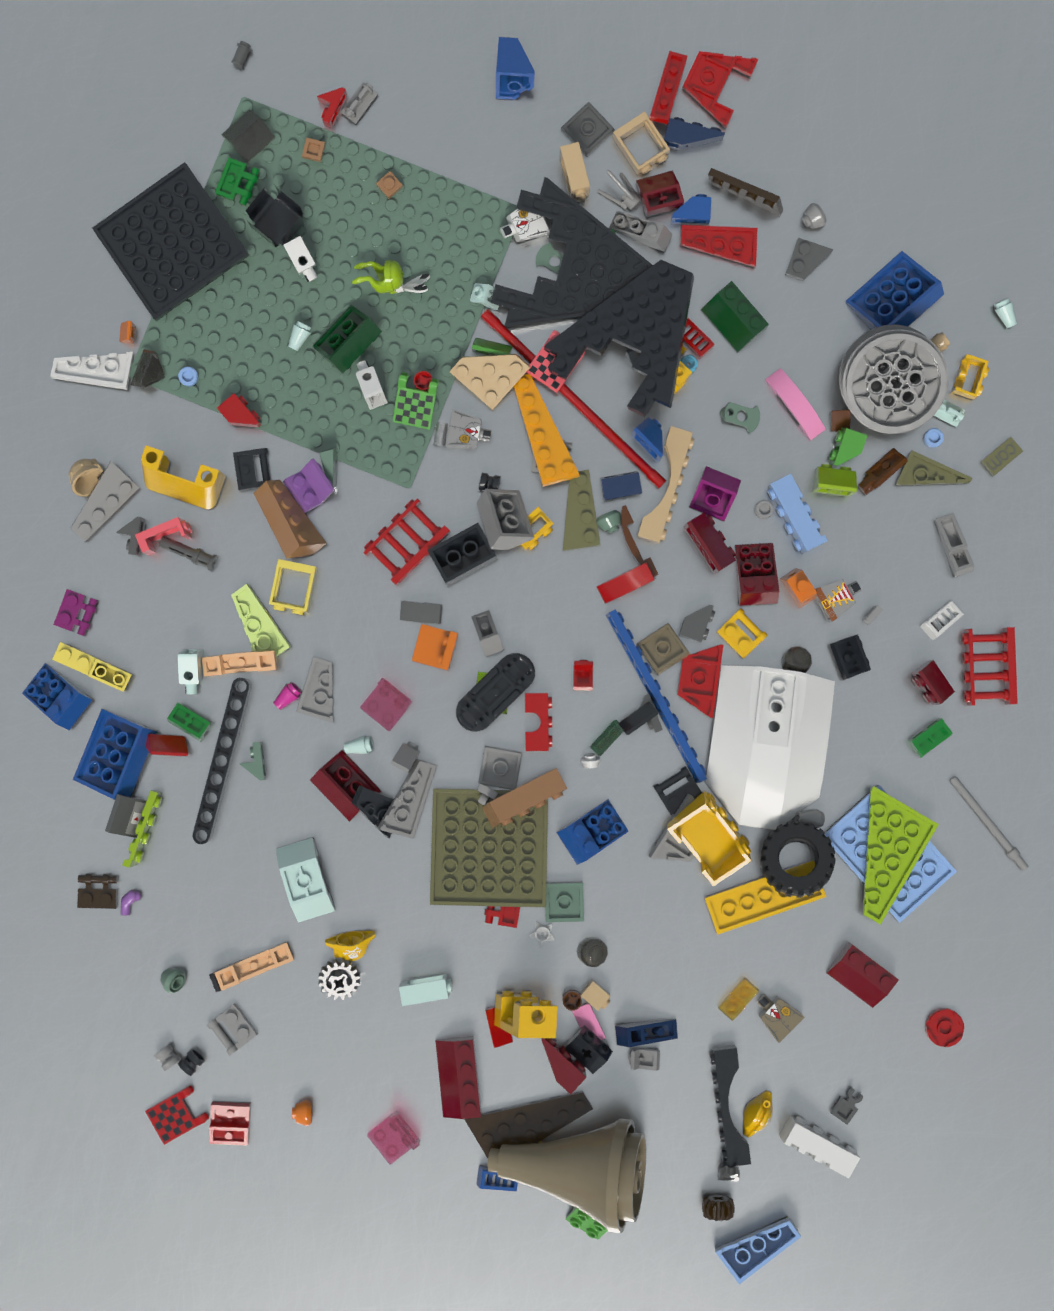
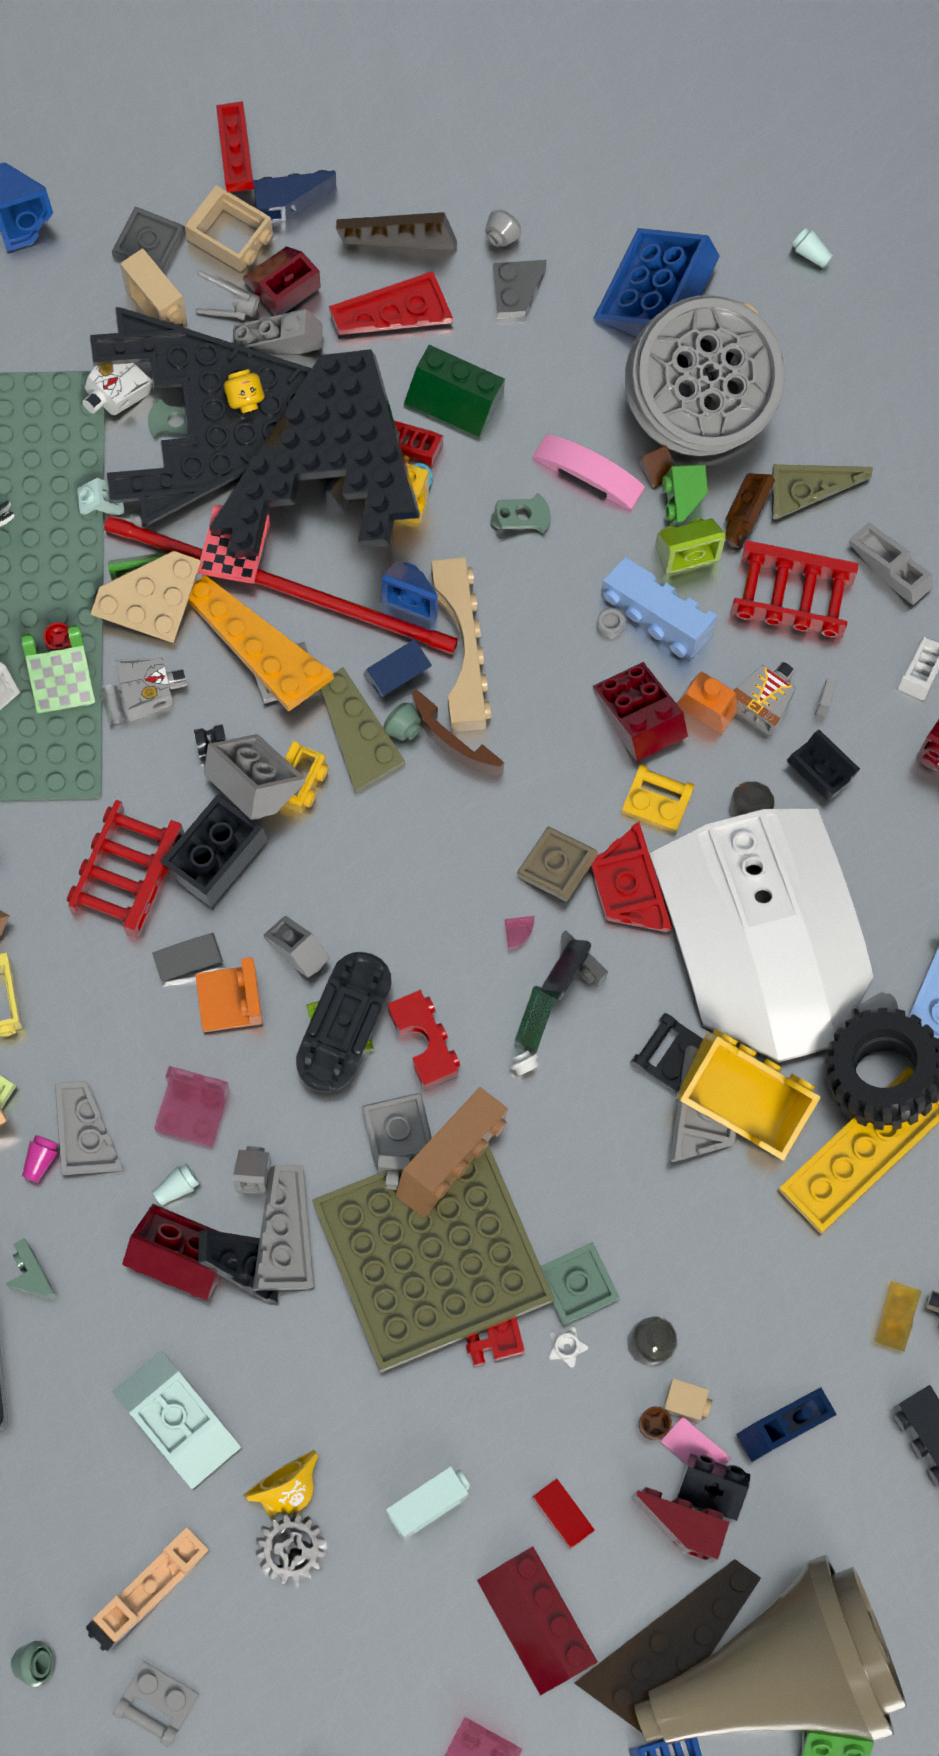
camera: 25 degrees left, 15 degrees down
(526, 1018) = (598, 1469): yellow plate -> none
(583, 675) = (460, 946): red bracket -> none
(592, 832) = (572, 1164): blue slope -> none
(602, 265) = (244, 390): none -> yellow head
(622, 679) = (518, 930): none -> clear pink tile
(626, 582) = (463, 792): red slope -> none
(644, 1059) = (803, 1465): light grey bracket -> none
(661, 703) = (608, 955): blue plate -> none
(694, 211) = (337, 283): blue slope -> none
(695, 625) = (587, 810): dark grey slope -> none
(709, 77) = (283, 119): red wing -> none
(710, 542) = (556, 693): dark red slope -> none
(715, 493) = (533, 627): magenta slope -> none
(903, 528) = (812, 567): none -> red fence
(933, 437) = (794, 440): light blue tile -> none
(950, 413) = (800, 400): light aqua hinge -> none
(982, 372) = (801, 323): yellow window -> none
(1002, 456) = (897, 427): olive tile -> none

